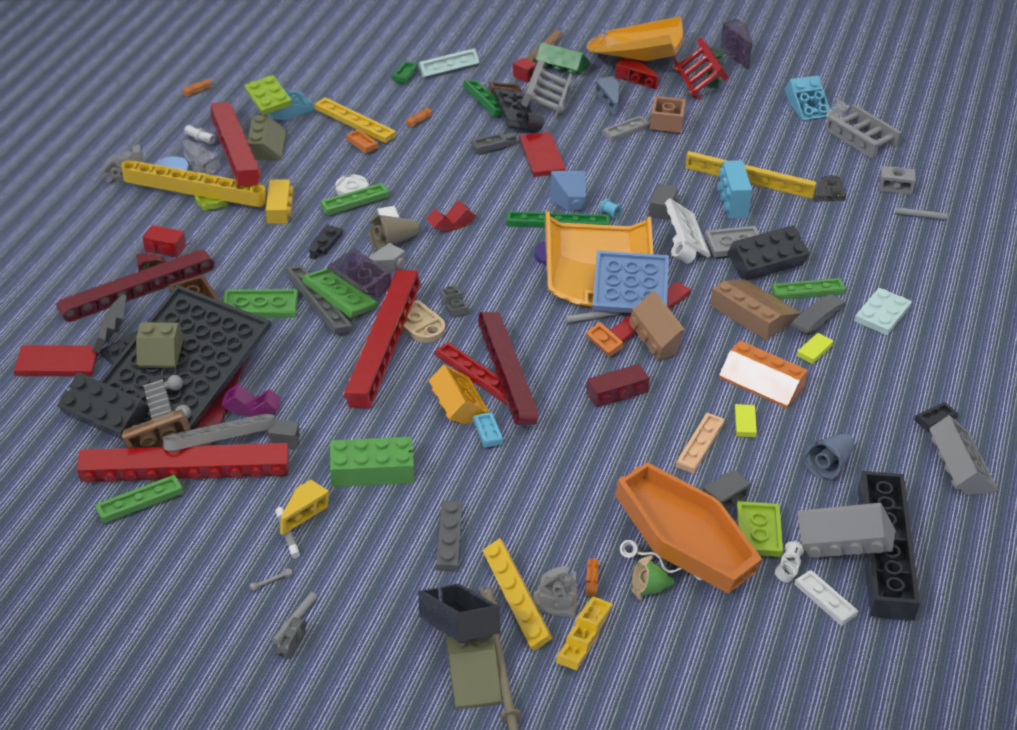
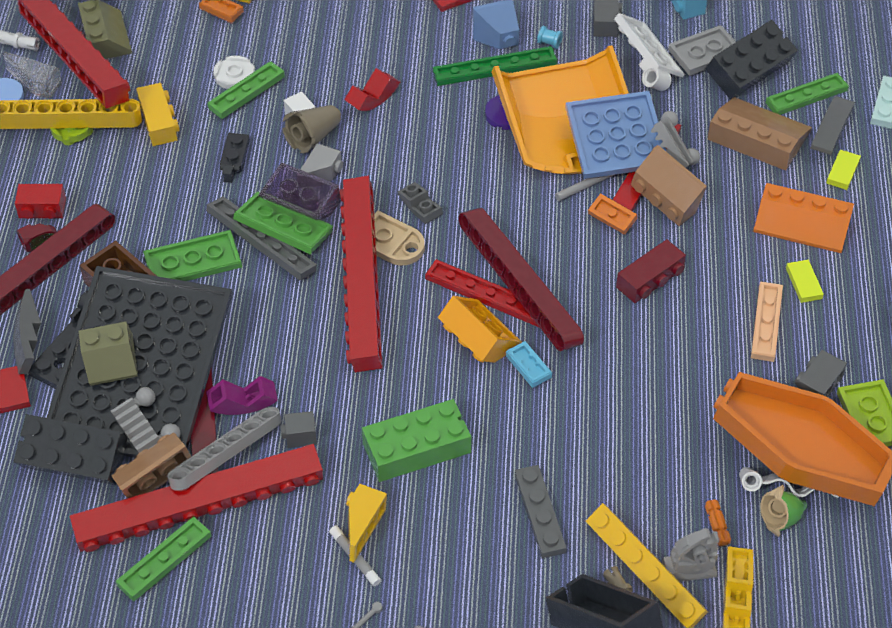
camera: 15 degrees left, 10 degrees up
(673, 296) = (672, 140): none -> light grey gear

